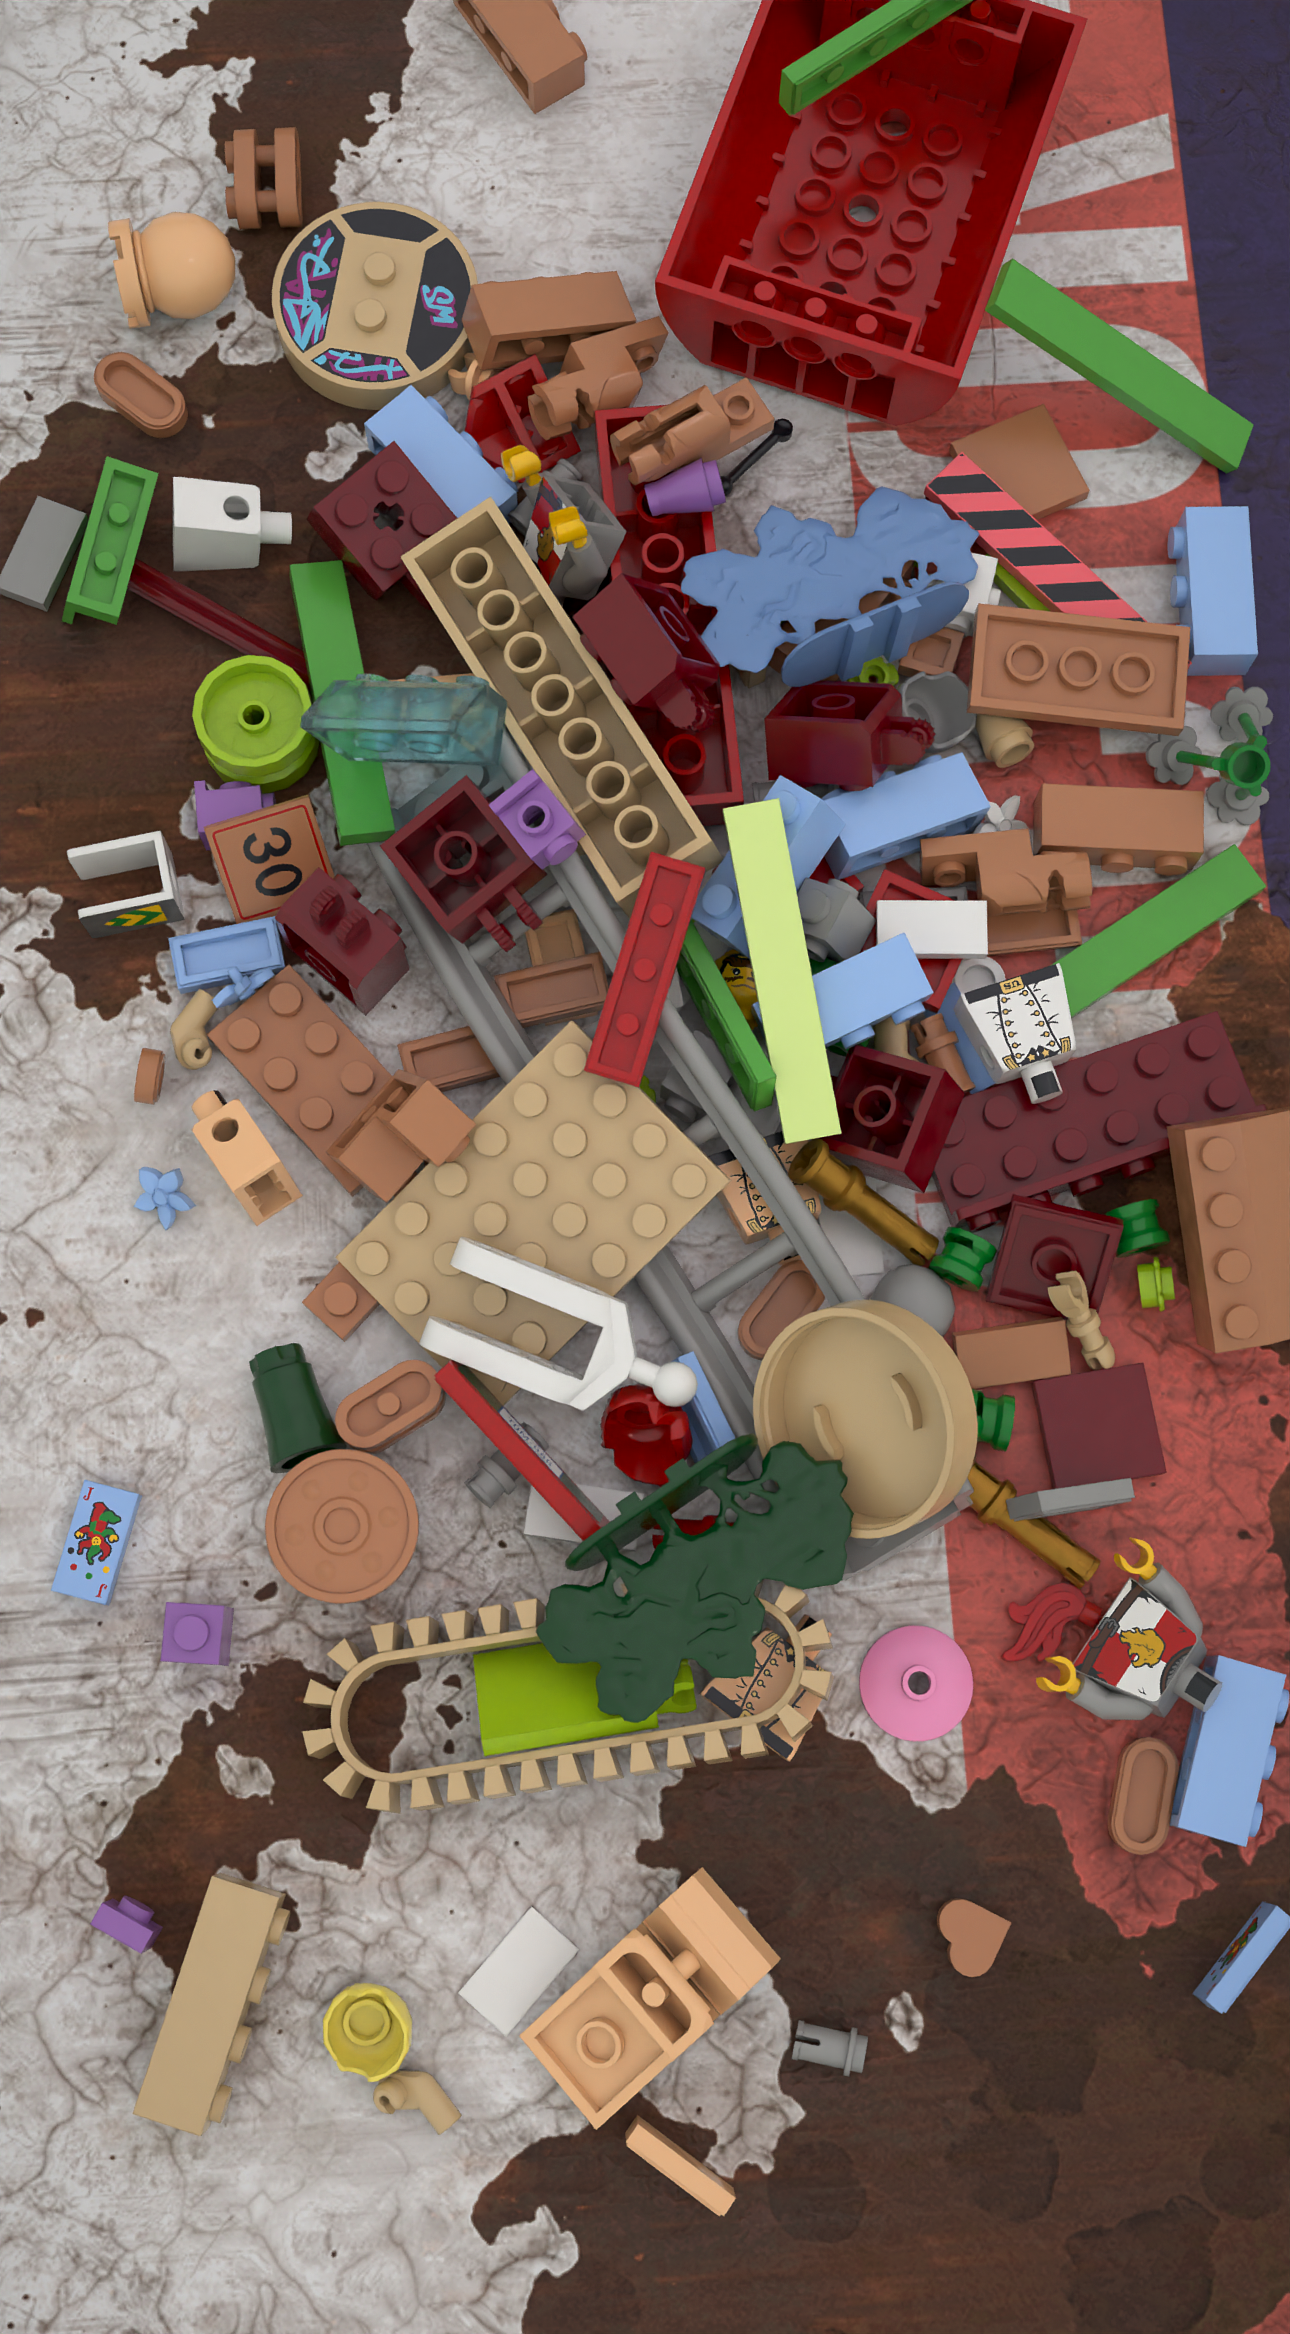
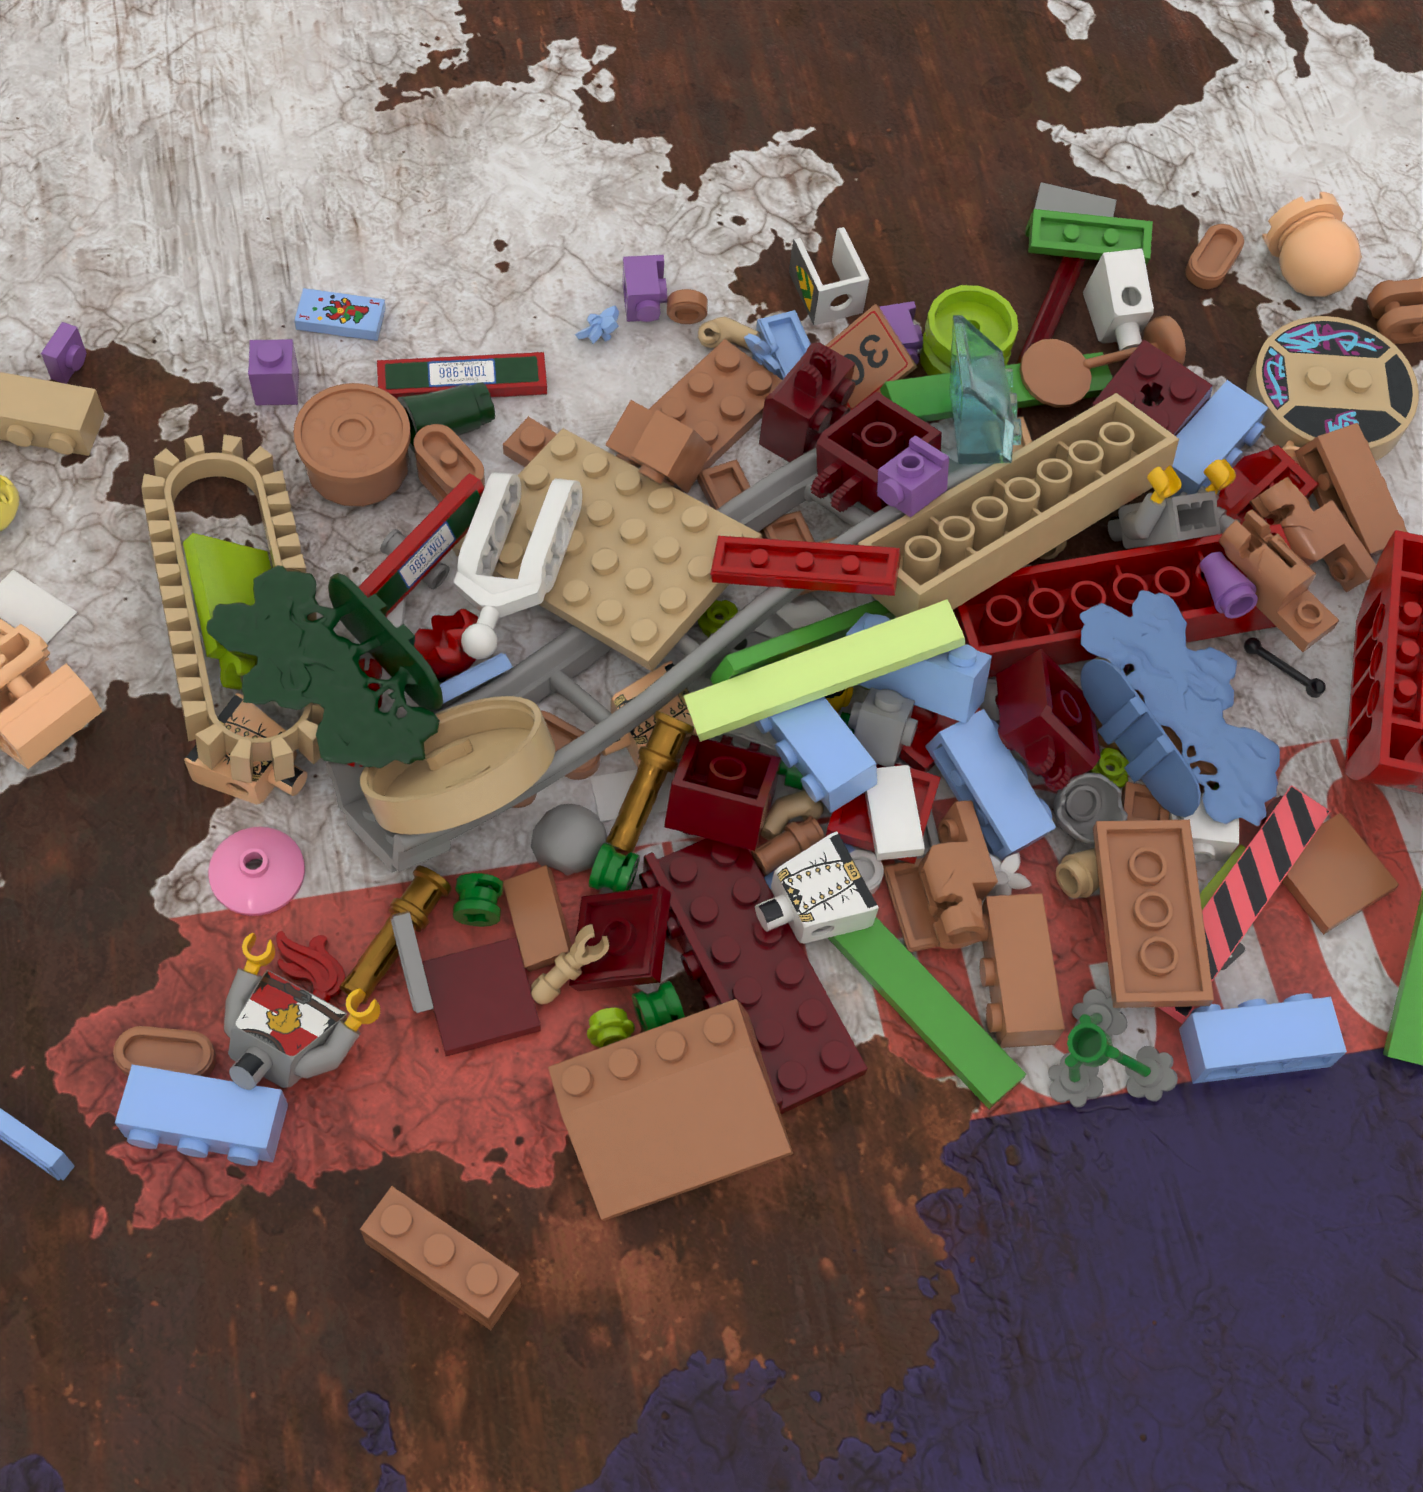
camera: 80 degrees right, 15 degrees down
(113, 1129) = (643, 287): none -> medium lavender brick
(222, 1385) = (501, 373): none -> tile
(243, 1156) = (629, 363): light nougat torso -> none
(320, 623) = (1062, 376): none -> nougat piece
(650, 651) = (1076, 553): dark red hinge -> none
(972, 1935) = (48, 924): nougat tile -> none

